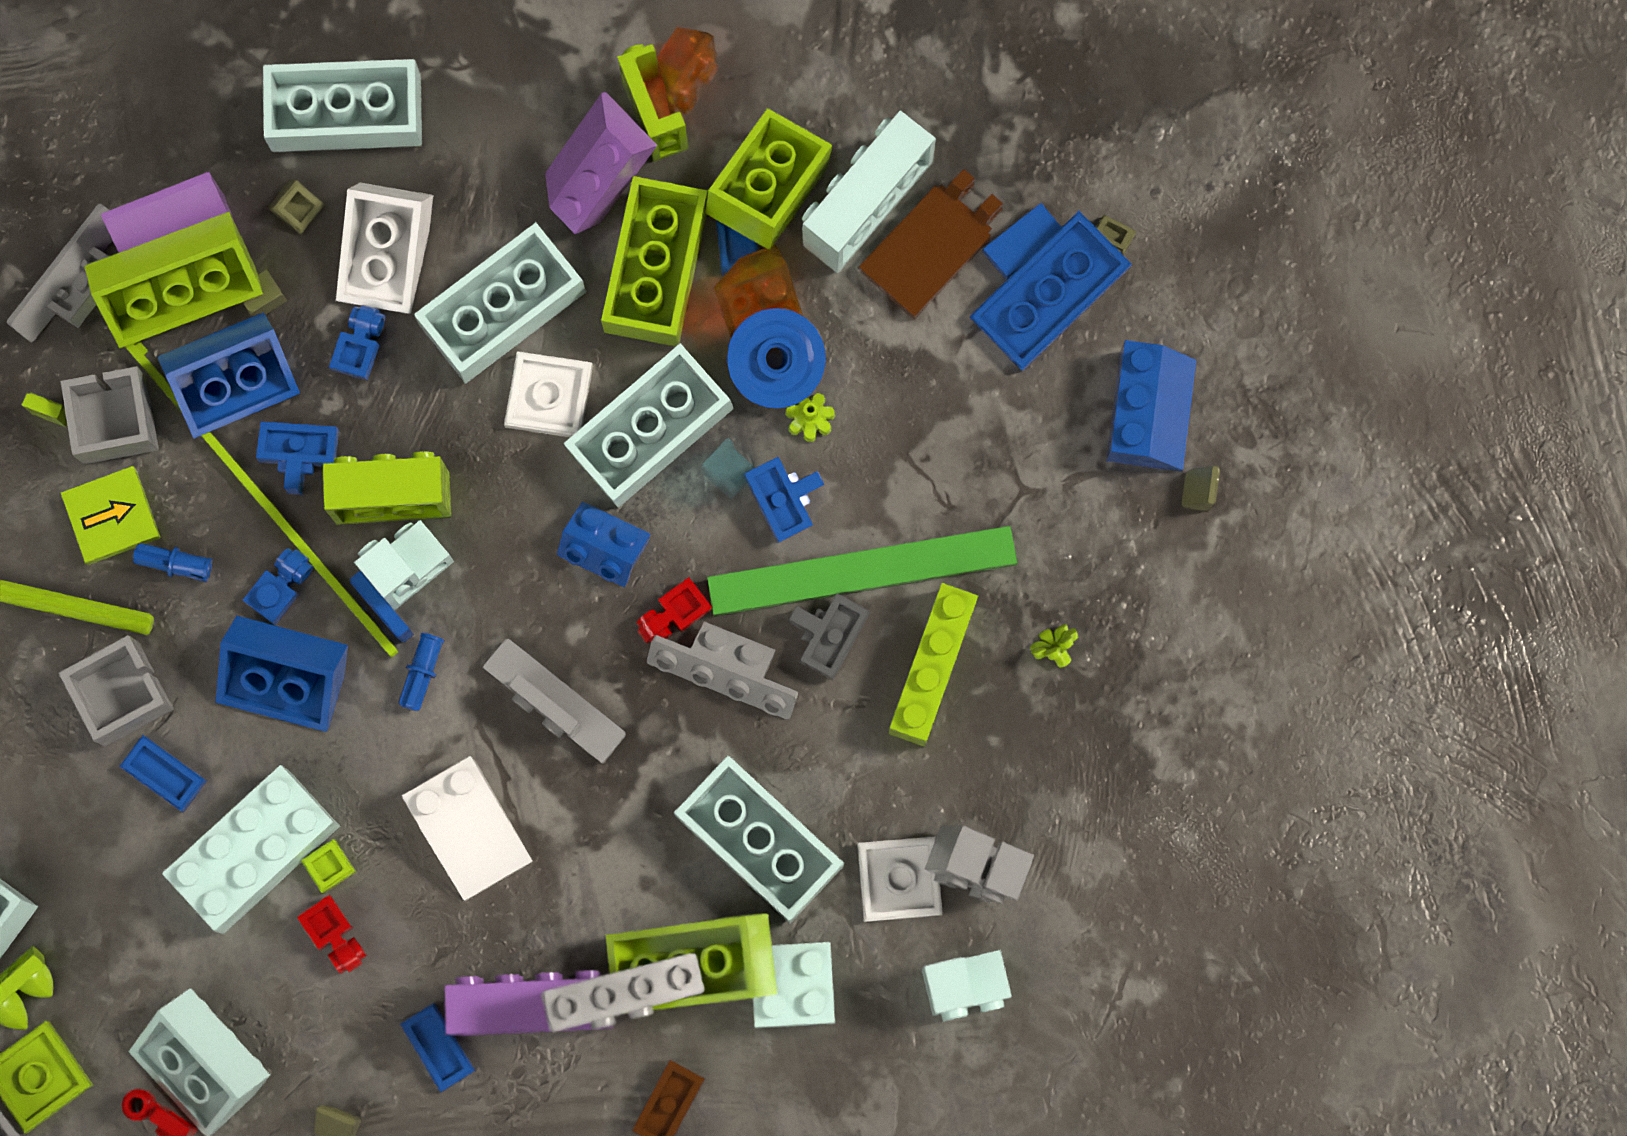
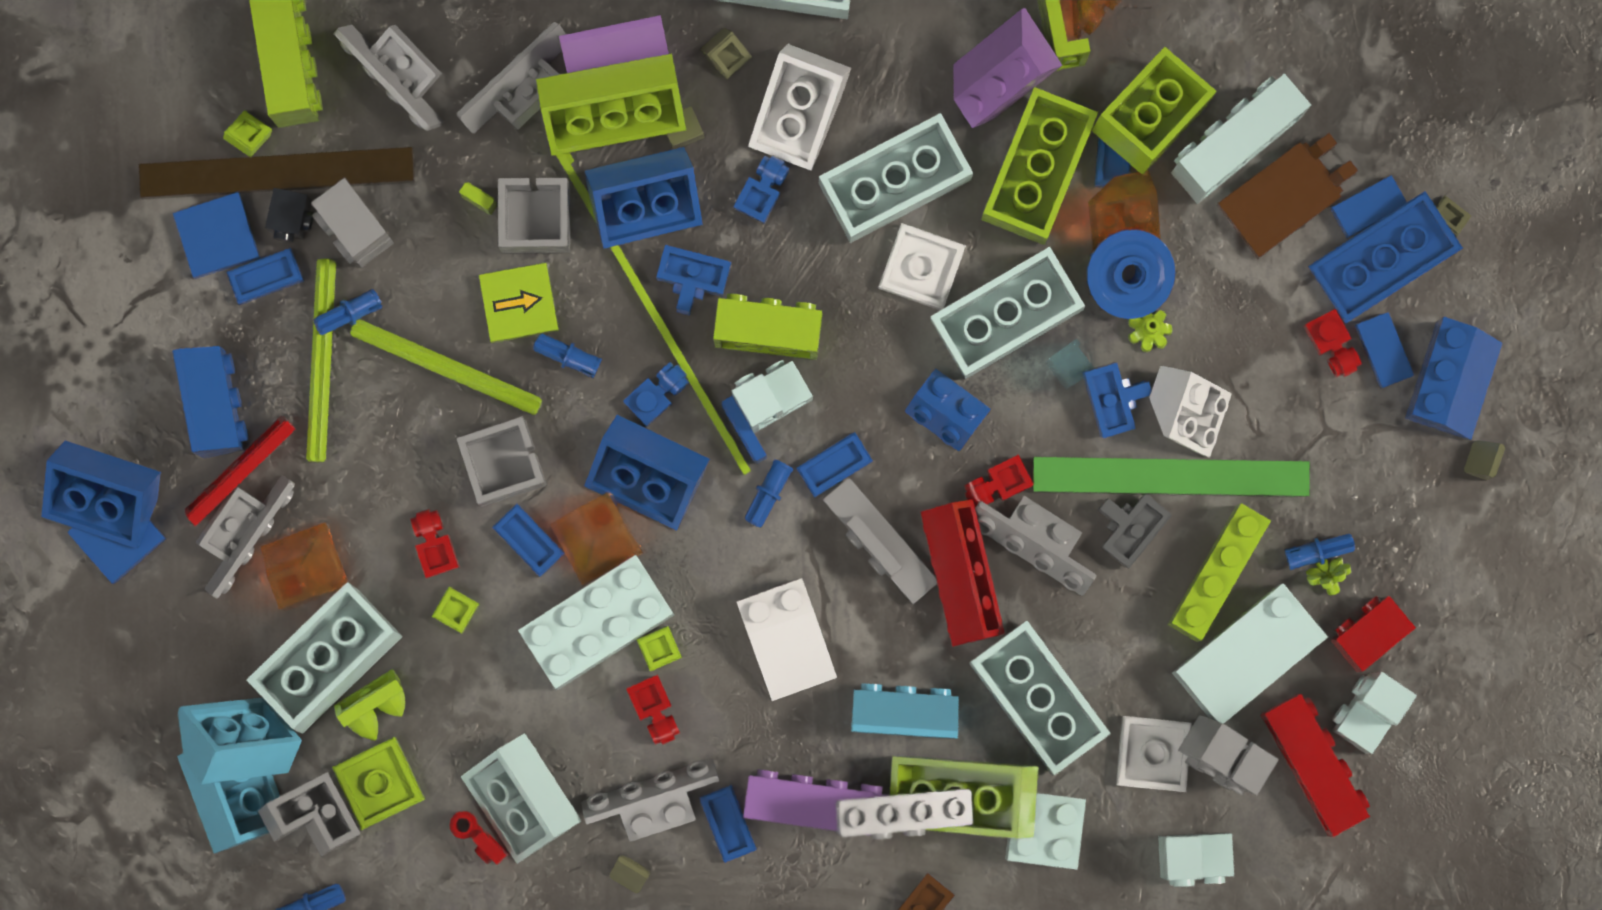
camera: 10 degrees right, 5 degrees up
(61, 806) = (435, 554): none -> red plate
(93, 866) = (455, 610): none -> lime tile
(235, 753) = (596, 538): none -> clear orange slope
(349, 1040) = (653, 803): none -> light grey bracket
(489, 627) = (834, 464): none -> blue tile
(611, 884) = (905, 712): none -> medium azure slope
(649, 717) = (962, 572): none -> red brick
(867, 492) = (1189, 408): none -> white slope
(983, 747) = (1249, 654): none -> light aqua brick
(1006, 386) = (1328, 335): none -> red plate
(1039, 621) = (1318, 551): none -> blue axle
(1069, 391) = (1384, 350): none -> blue tile
(1079, 856) = (1315, 764): none -> red brick
(1115, 699) = (1372, 633): none -> red brick
(1132, 783) = (1376, 707): none -> light aqua brick

